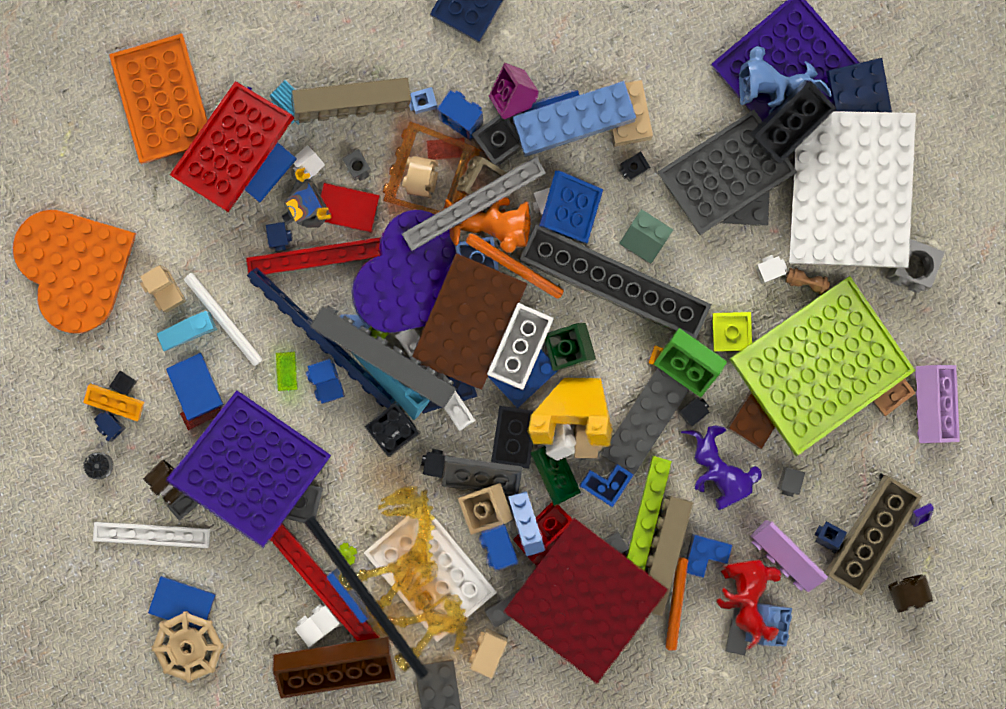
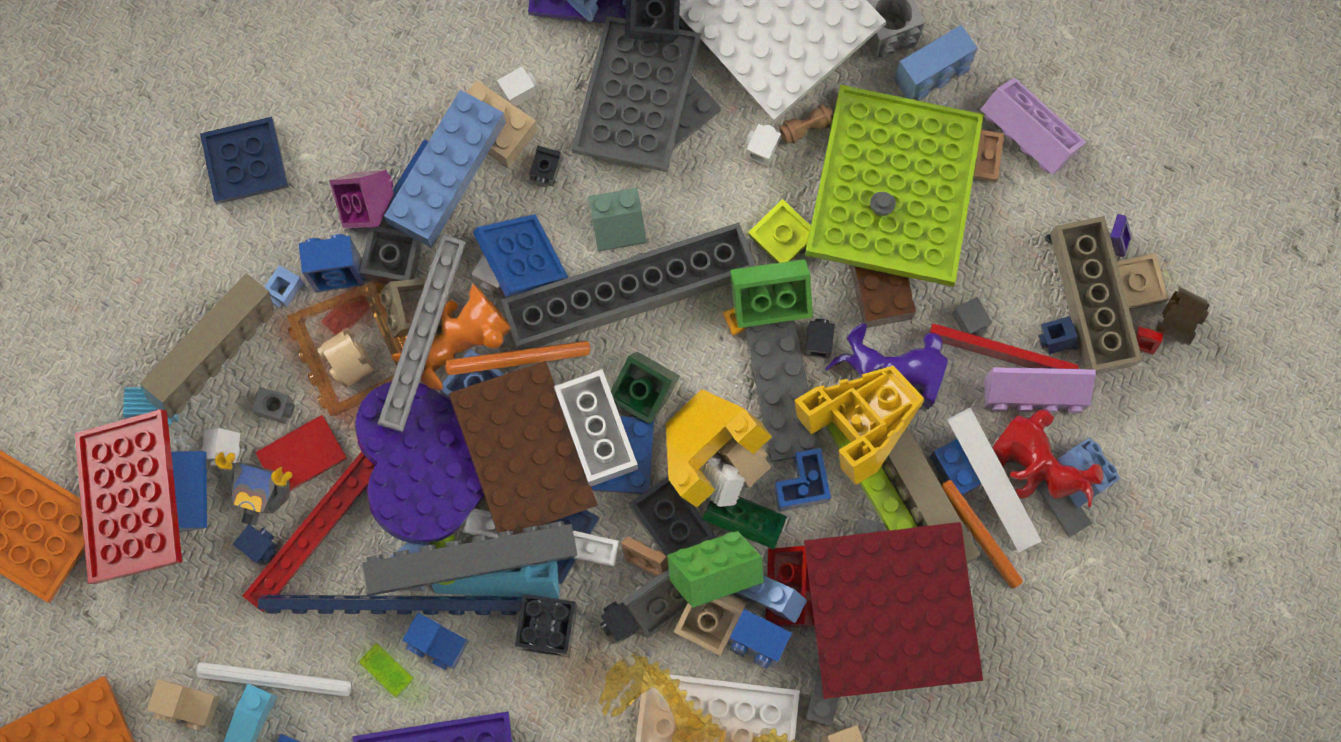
camera: 45 degrees left, 10 degrees down
(479, 437) = (644, 557): none -> medium nougat plate
(510, 487) = (715, 568): none -> bright green brick
(662, 104) = (517, 86): none -> white brick
(678, 483) = (868, 412): none -> yellow wedge
(712, 582) = (994, 480): none -> white tile
(790, 515) = (998, 350): none -> red tile
(802, 371) = (882, 203): none -> dark grey plate
(878, 586) = (1148, 340): none -> red plate
(909, 550) = (1142, 281): none -> tan tile
(915, 316) = (935, 64): none -> medium blue brick

